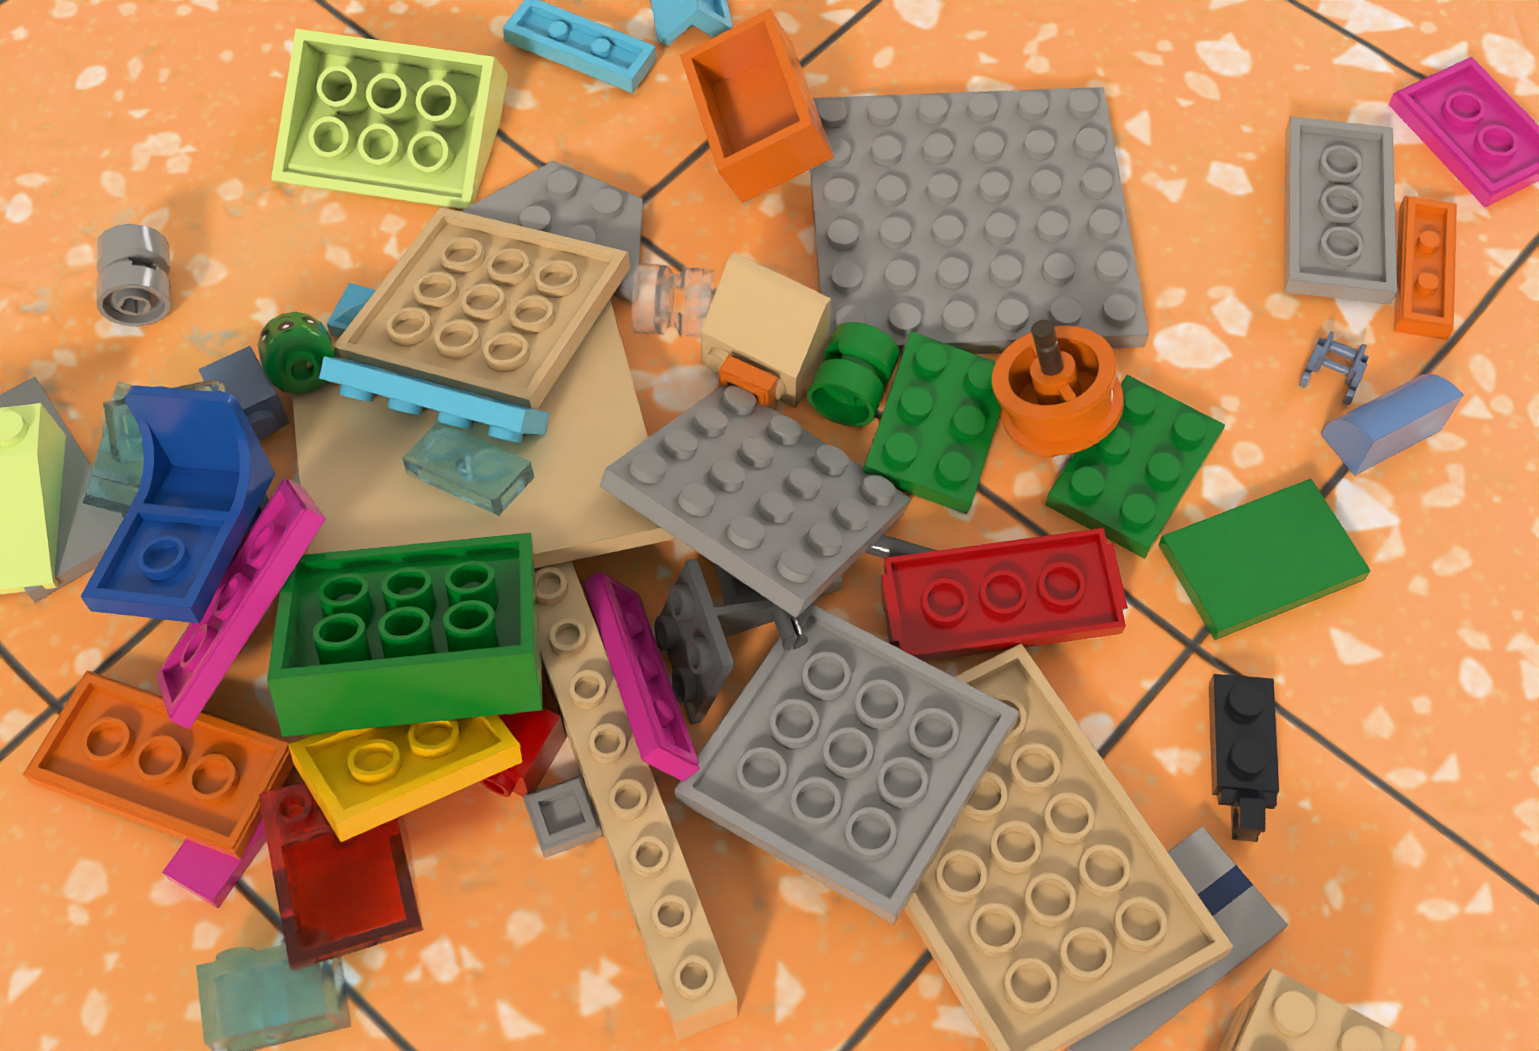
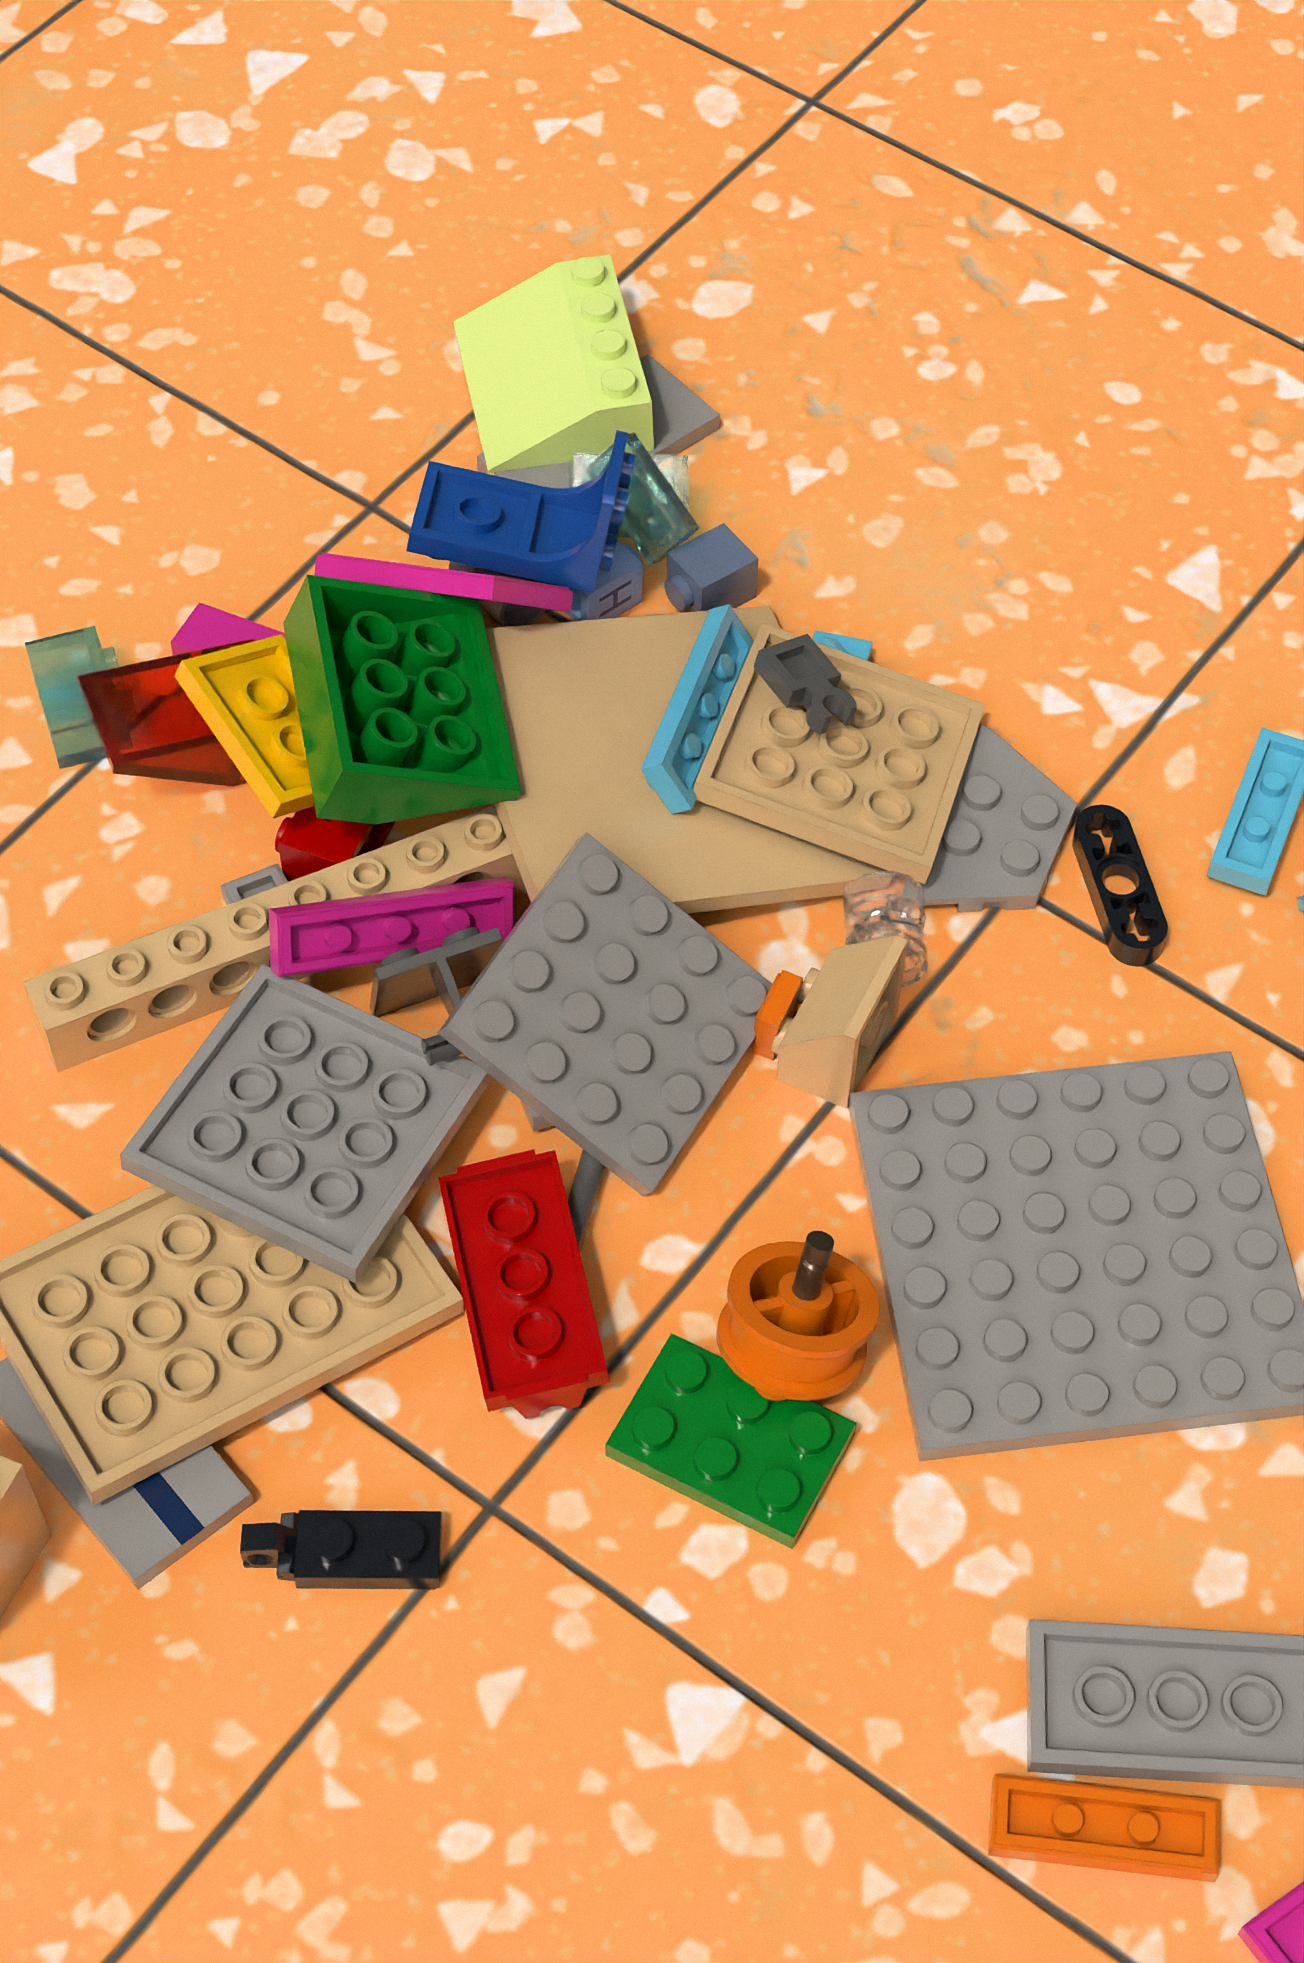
camera: 85 degrees right, 5 degrees down
(133, 275) = (863, 455): light grey wheel -> none
(133, 761) = (301, 531): orange tile -> none
(293, 352) = (756, 590): green head -> none
(388, 119) = (1101, 644): yellowish green slope -> none
(423, 311) = (805, 676): none -> dark grey plate
(468, 468) = (610, 744): clear light blue plate -> none
(648, 132) = (1114, 908): none -> black beam
(756, 106) = (1177, 978): orange piece -> none
(852, 374) = (806, 1115): green wheel -> none
(936, 423) = (740, 1196): green plate -> none
(1263, 558) = (610, 1584): green tile -> none
(1353, 373) = (902, 1710): sand blue piece -> none
(1392, 422) = (820, 1743): medium blue brick -> none

